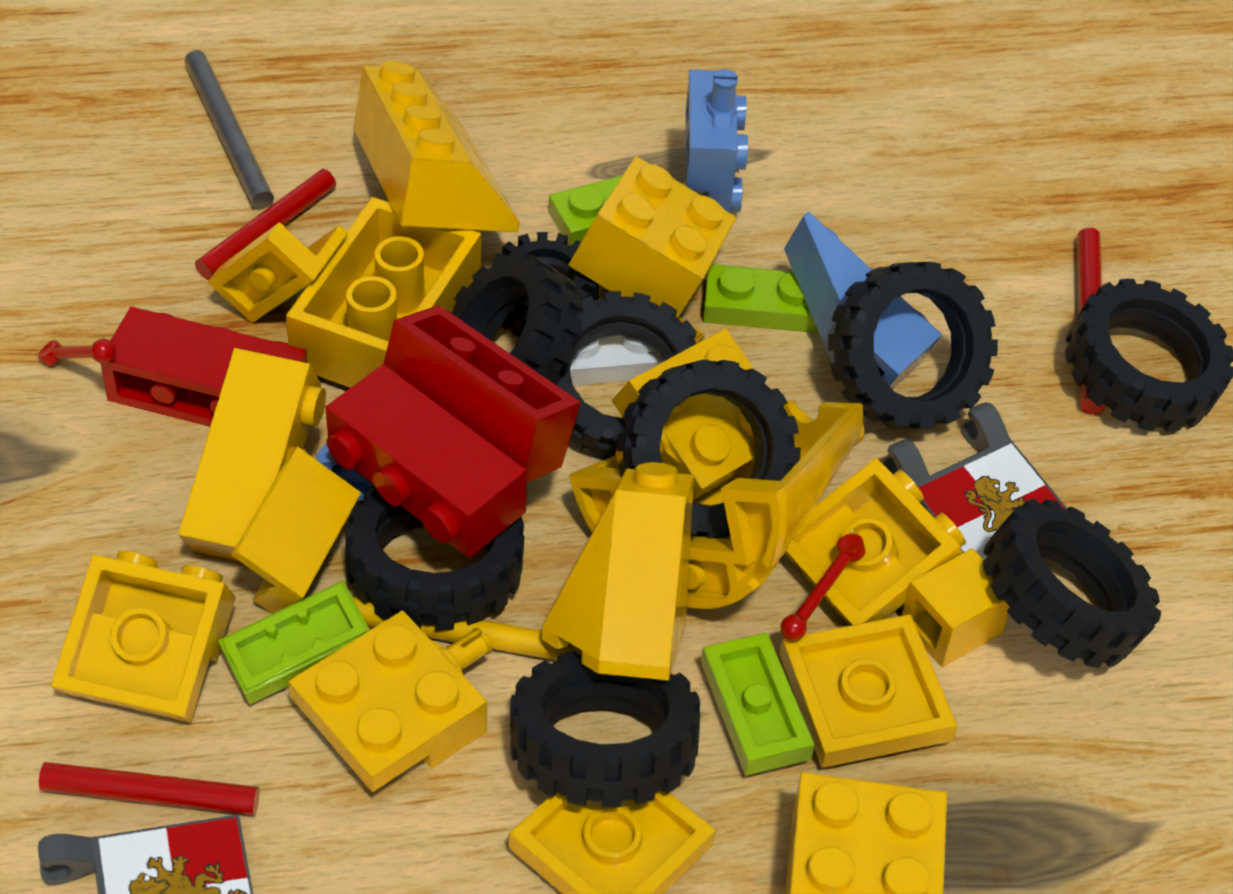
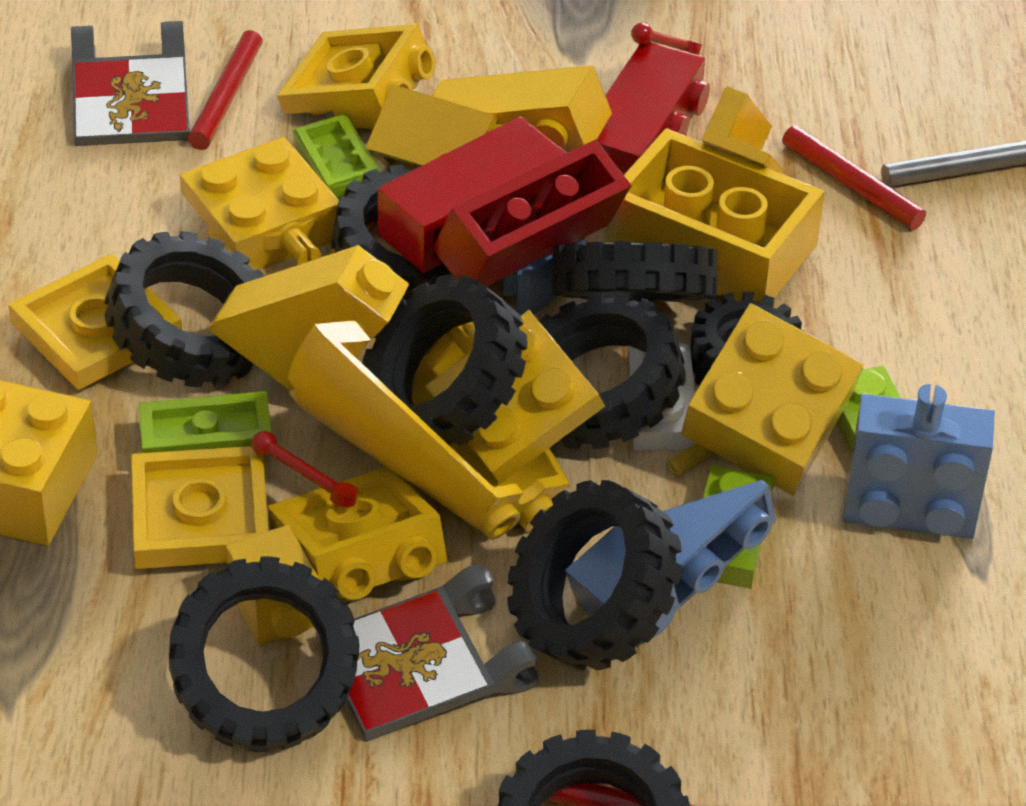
camera: 100 degrees right, 5 degrees down
(425, 155) = (894, 239): yellow slope -> none

